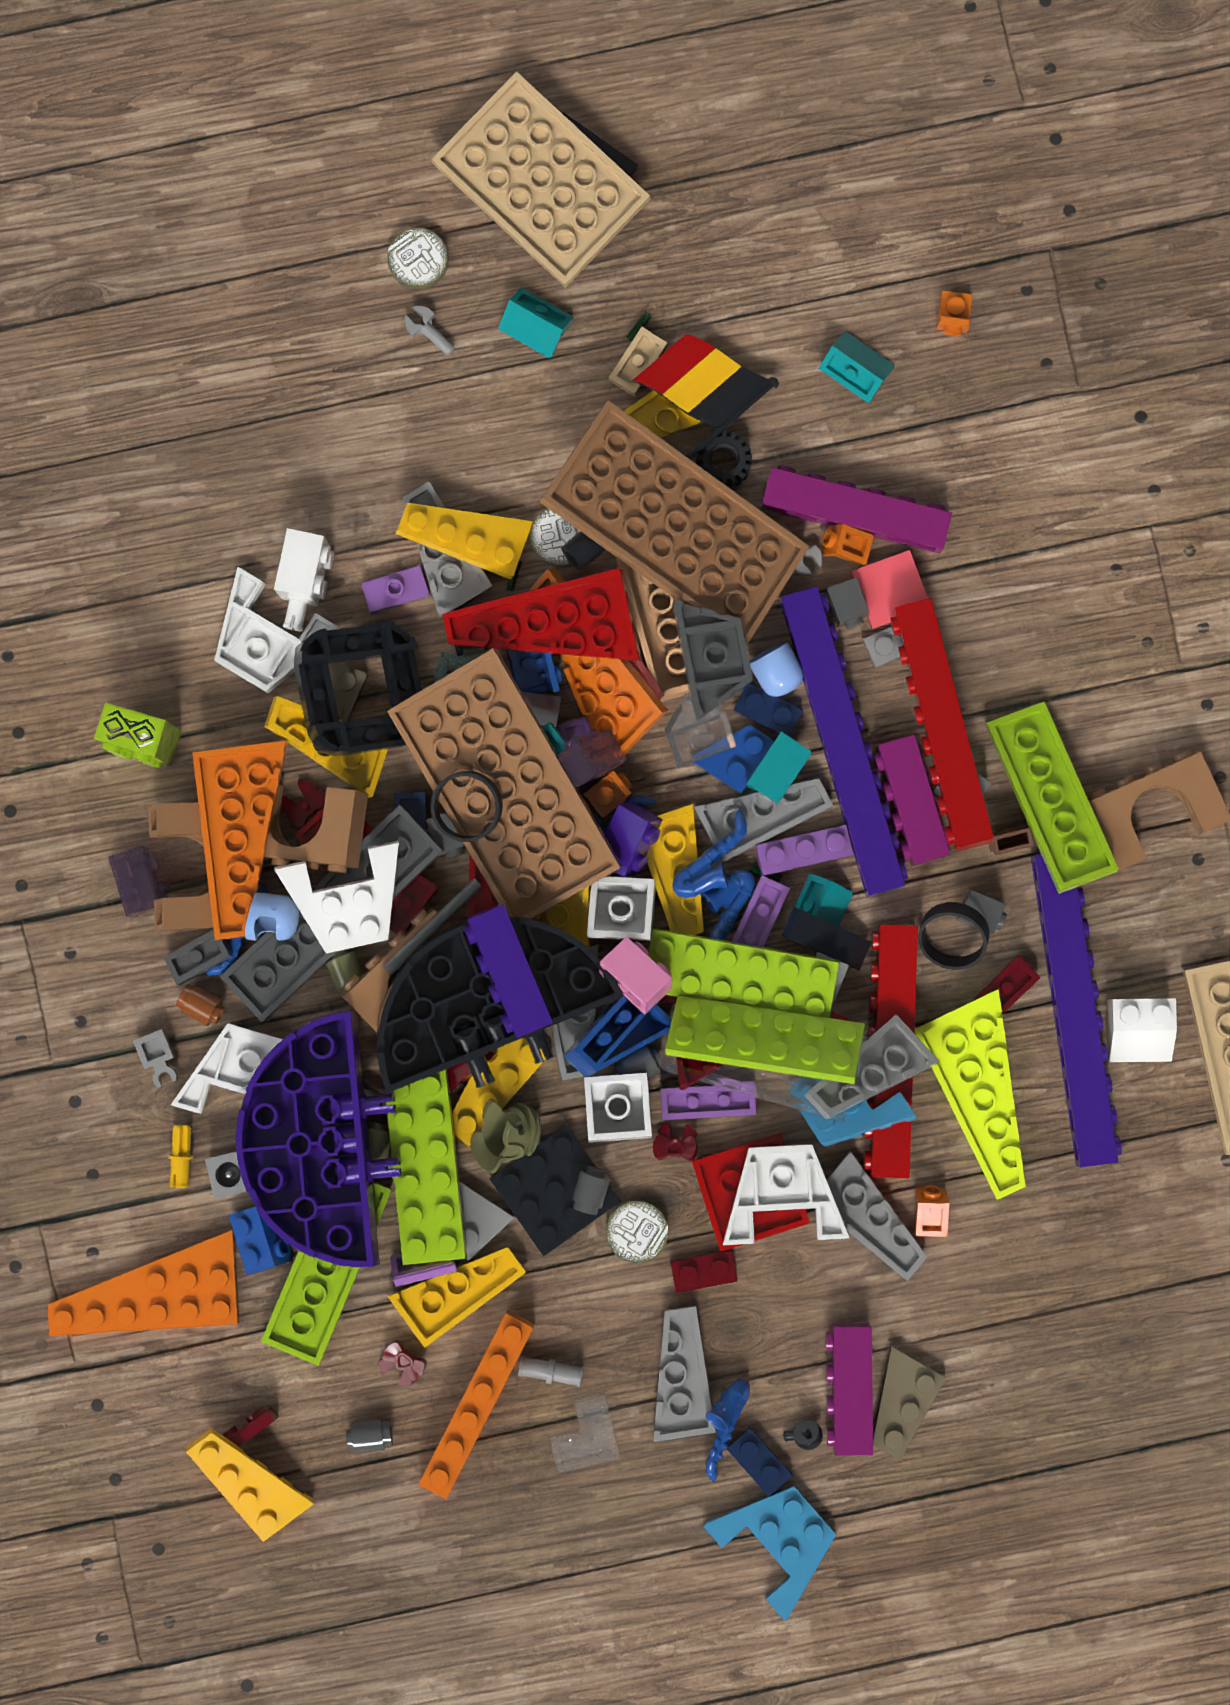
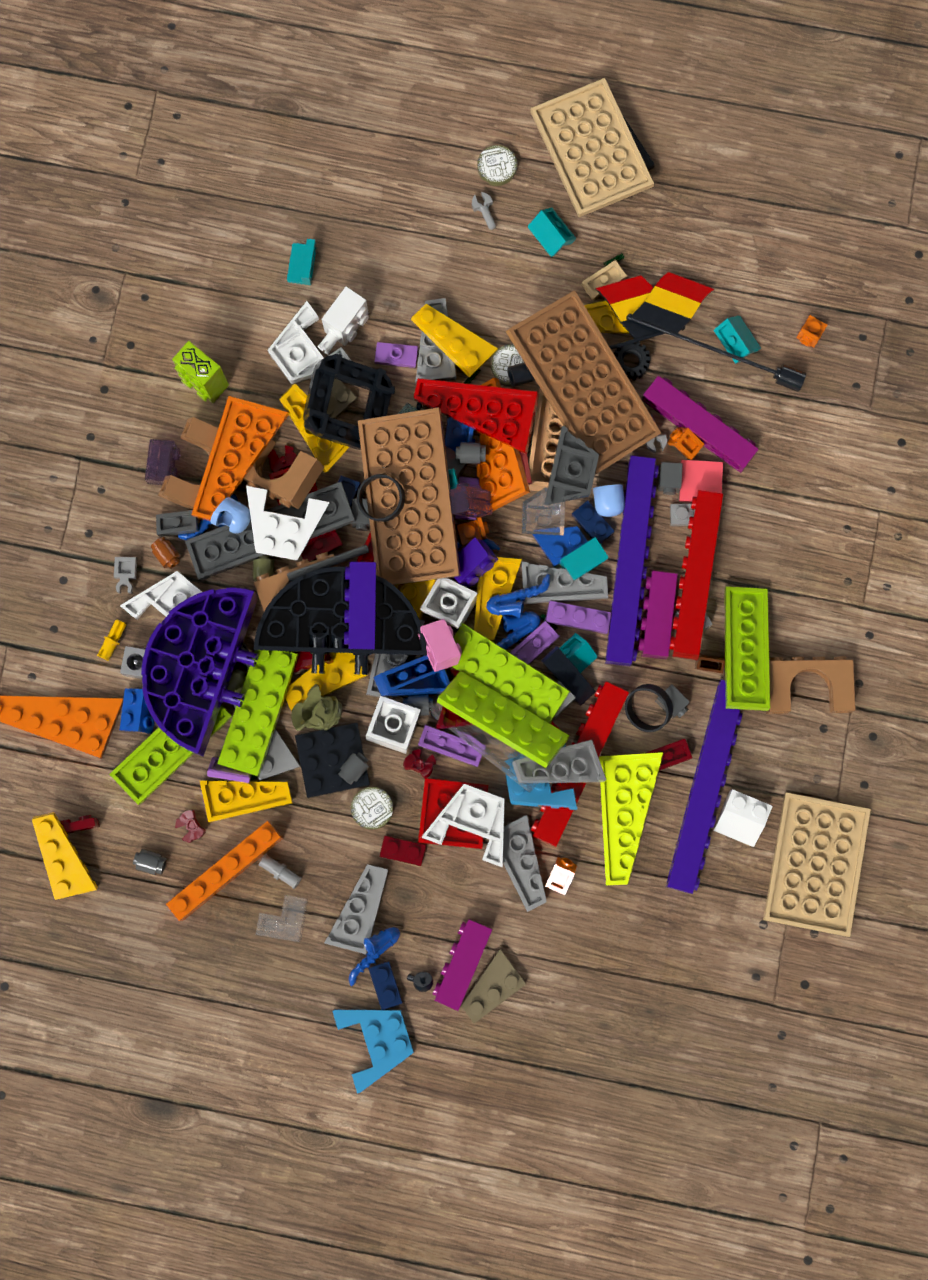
camera: 20 degrees right, 5 degrees down
(206, 514) = (302, 262): none -> teal panel
(562, 688) = (471, 452): none -> dark grey brick
(750, 357) = (673, 306): none -> flag

